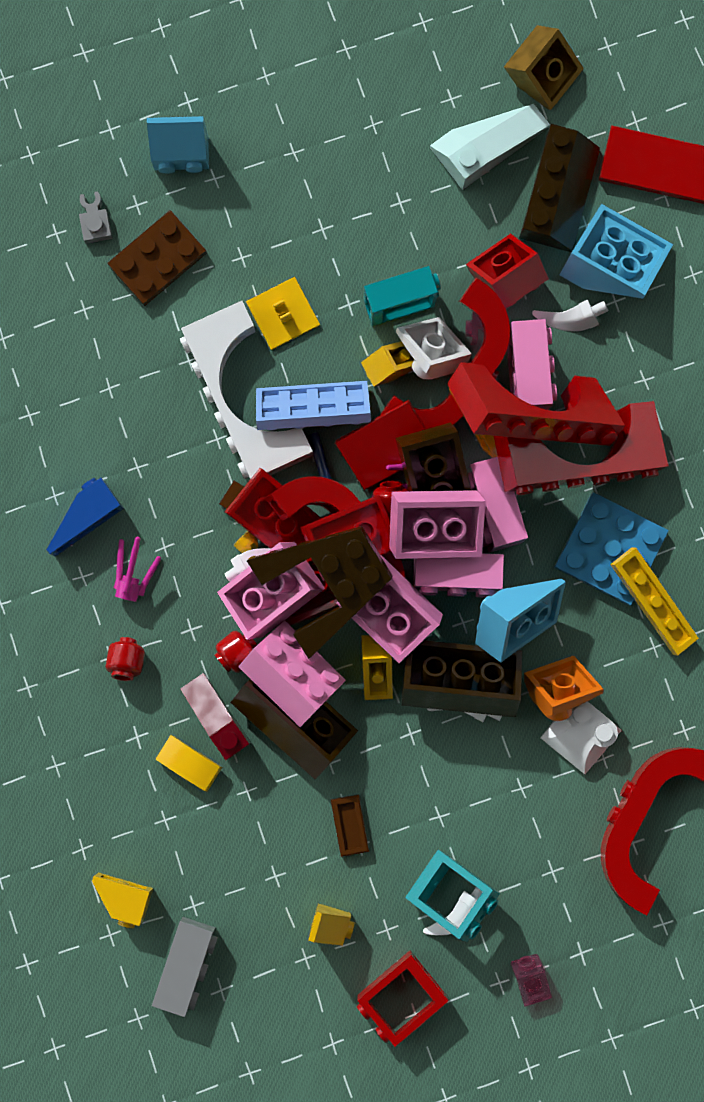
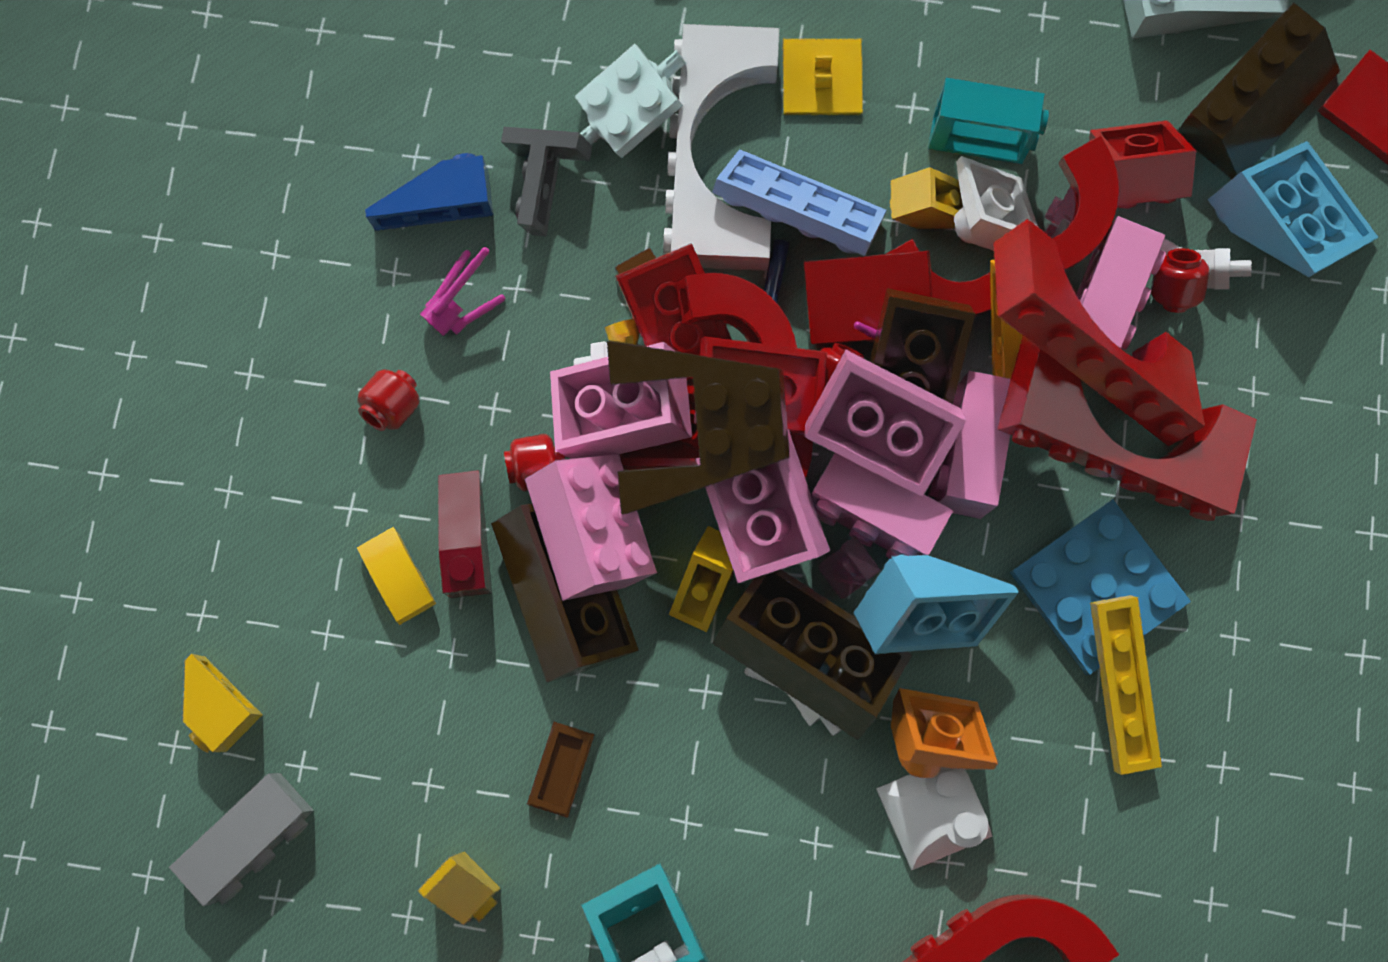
camera: 30 degrees right, 5 degrees down
(141, 467) = (541, 169): none -> dark grey bracket
(172, 394) = (629, 99): none -> light aqua plate
(458, 617) = (849, 568): none -> clear pink bracket
(568, 336) = (1181, 280): none -> red head

